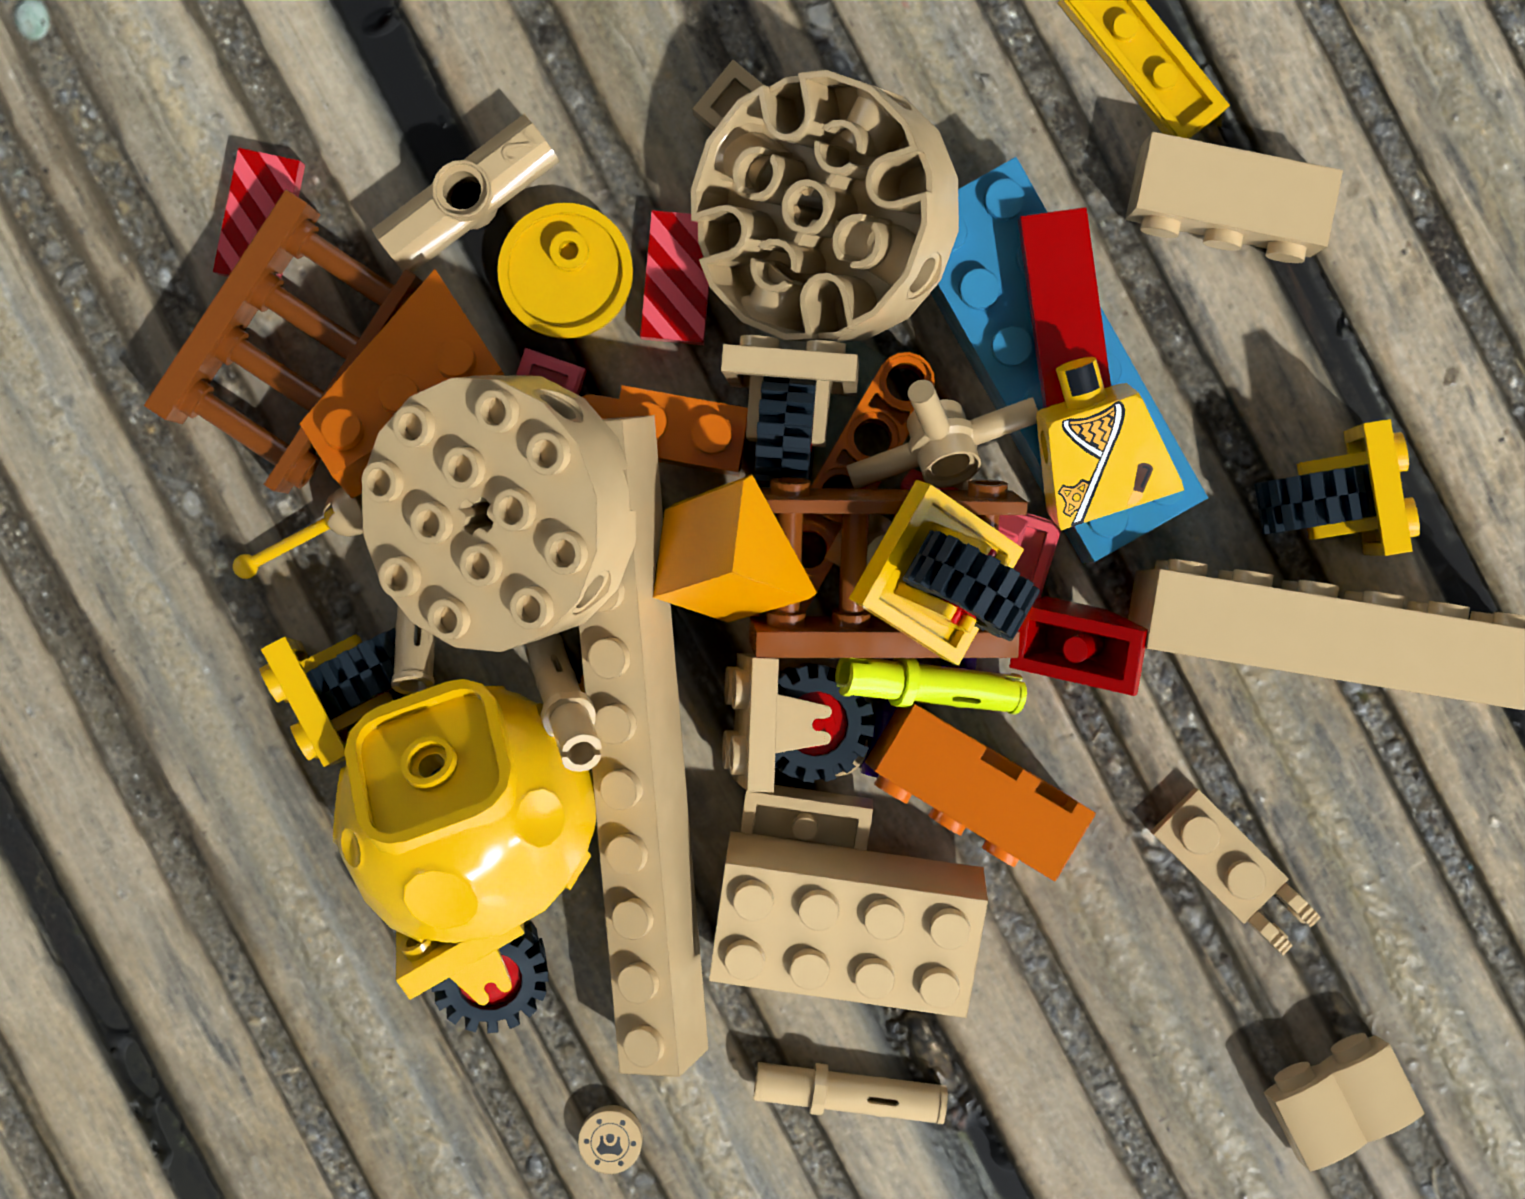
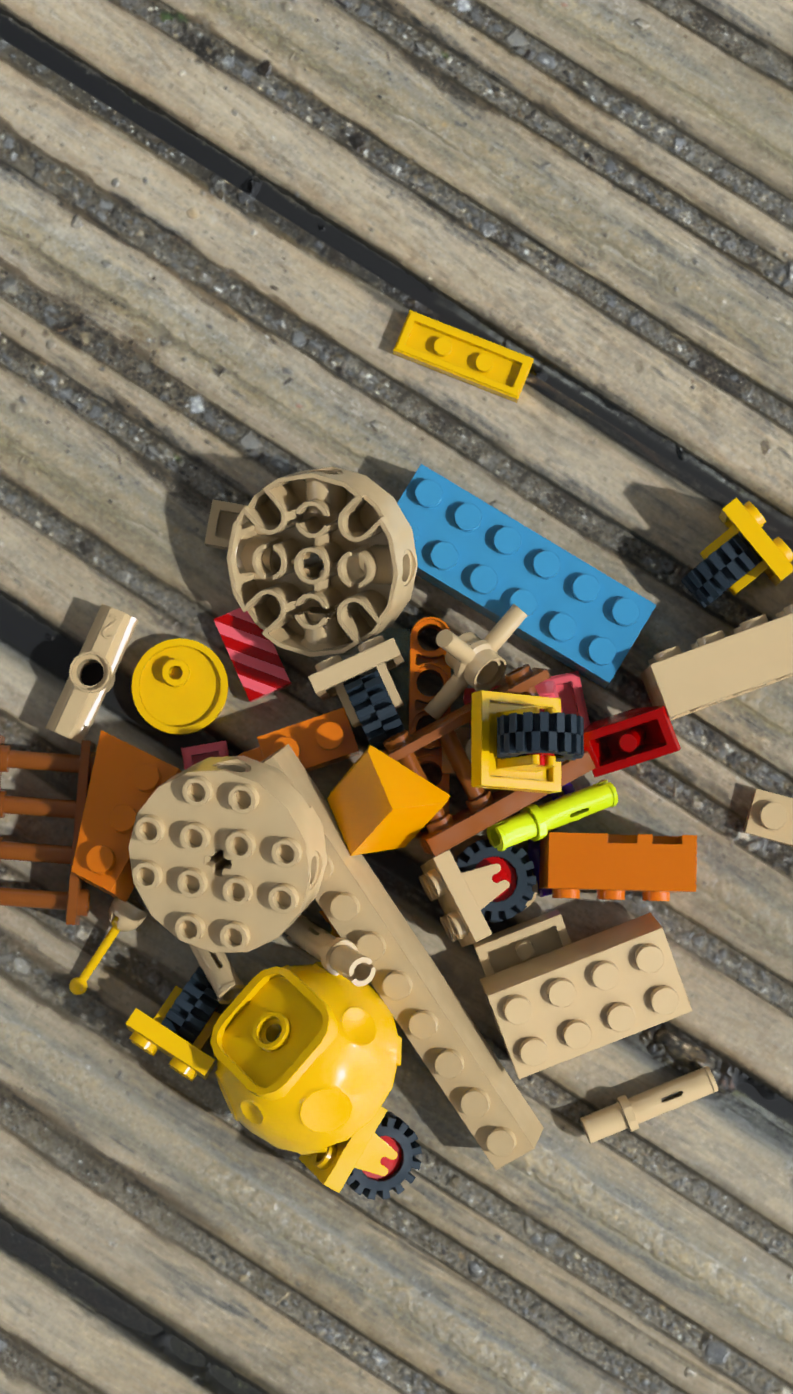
camera: 30 degrees left, 5 degrees down
(610, 1139) = (514, 1222): tan tile -> none
(1062, 295) = (504, 541): red tile -> none
(1100, 449) = (572, 613): yellow torso -> none
(1233, 197) = (567, 414): tan brick -> none

